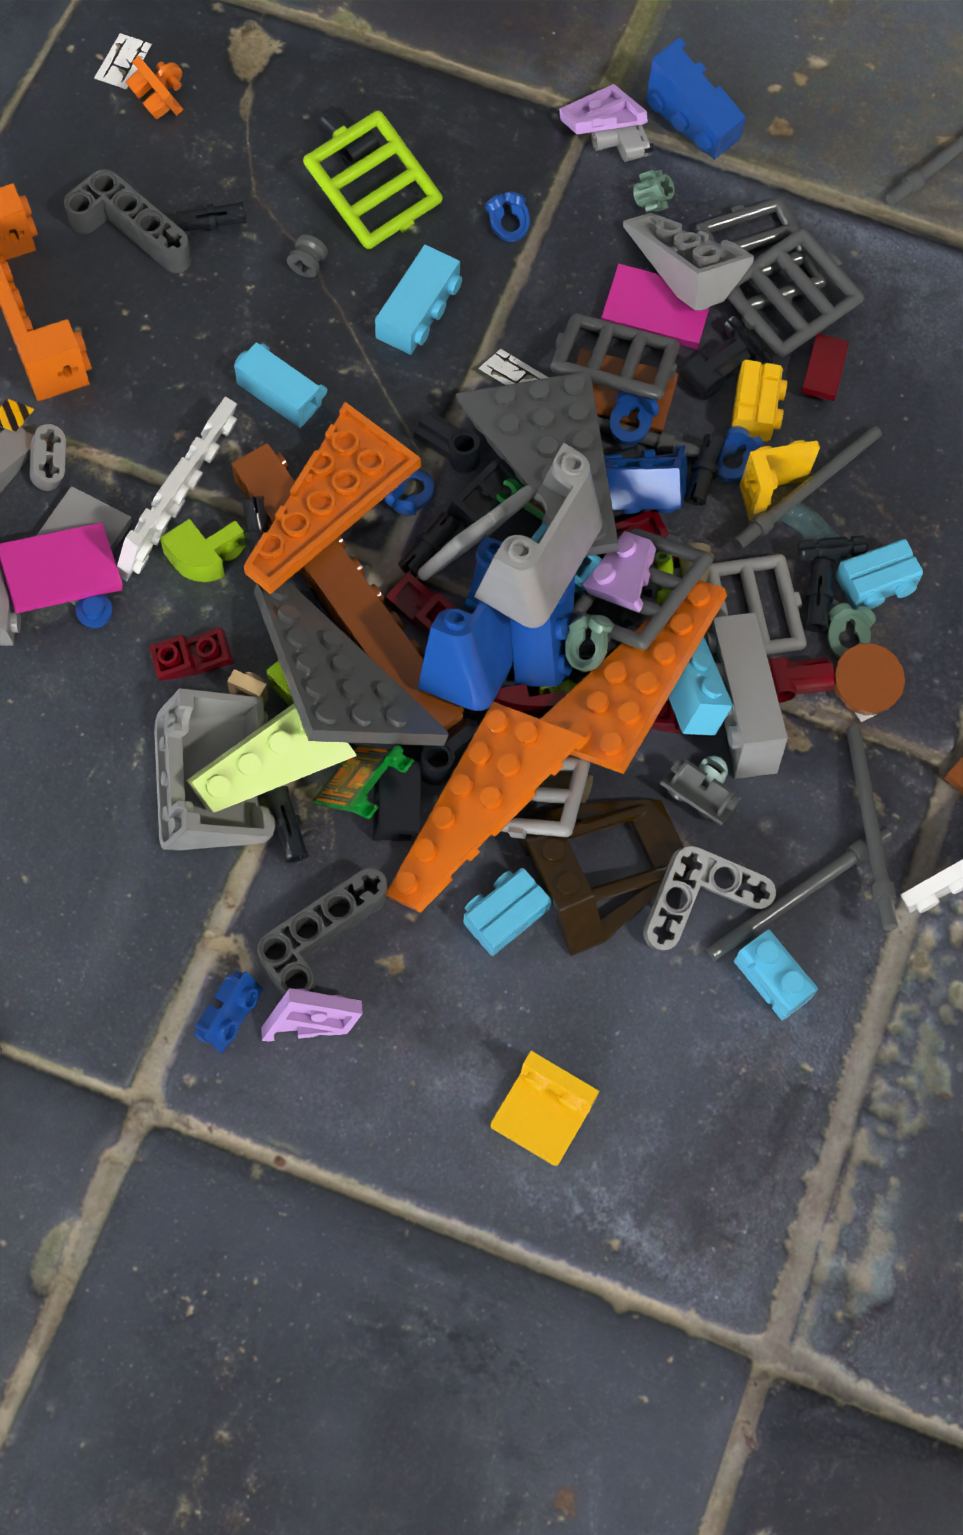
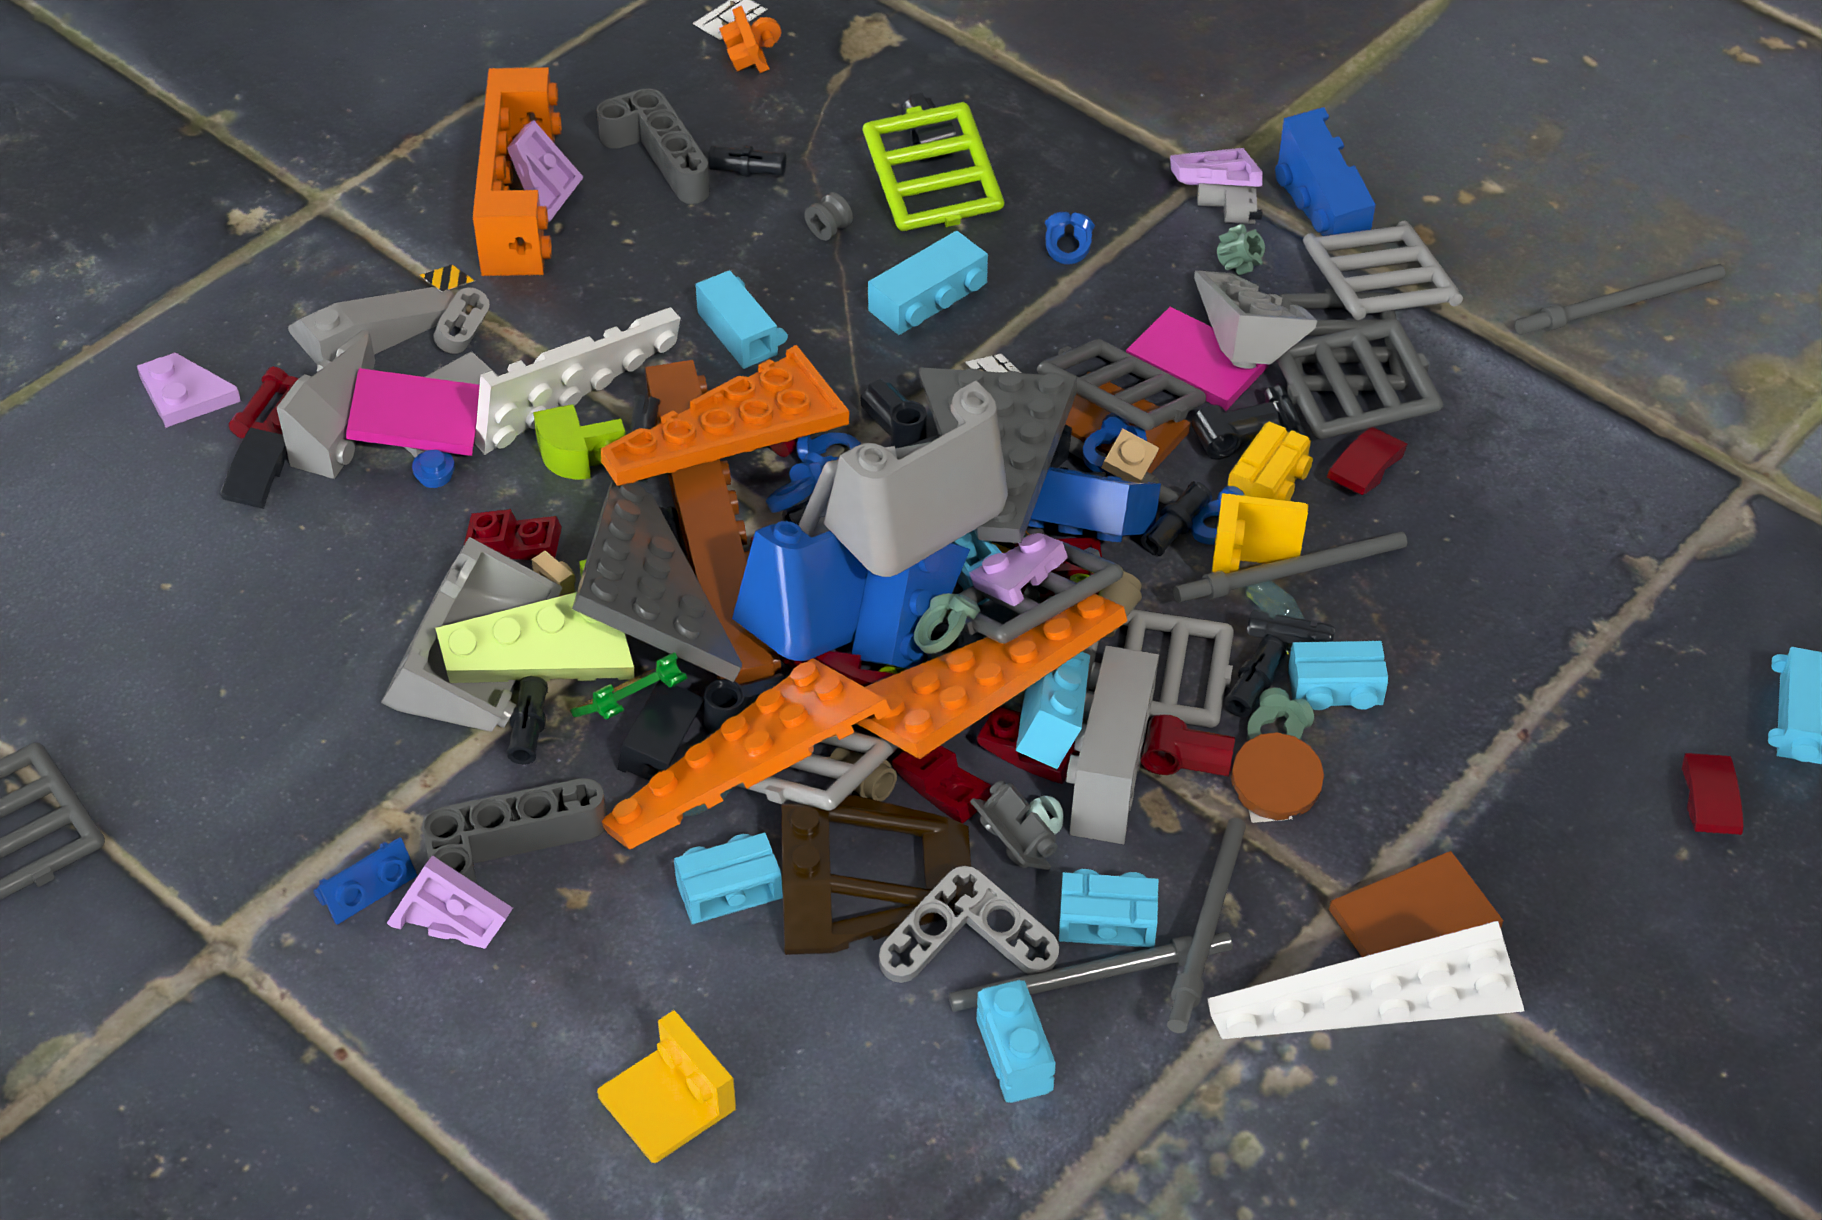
camera: 25 degrees right, 20 degrees down
(47, 283) = (543, 167): none -> lavender wing
(401, 523) = (803, 481): none -> blue piece
(641, 776) = (943, 782): none -> dark red slope
(653, 428) = (1130, 457): none -> tan plate
(750, 203) = (1415, 251): none -> light grey bar
(794, 837) = (1108, 909): none -> medium azure brick

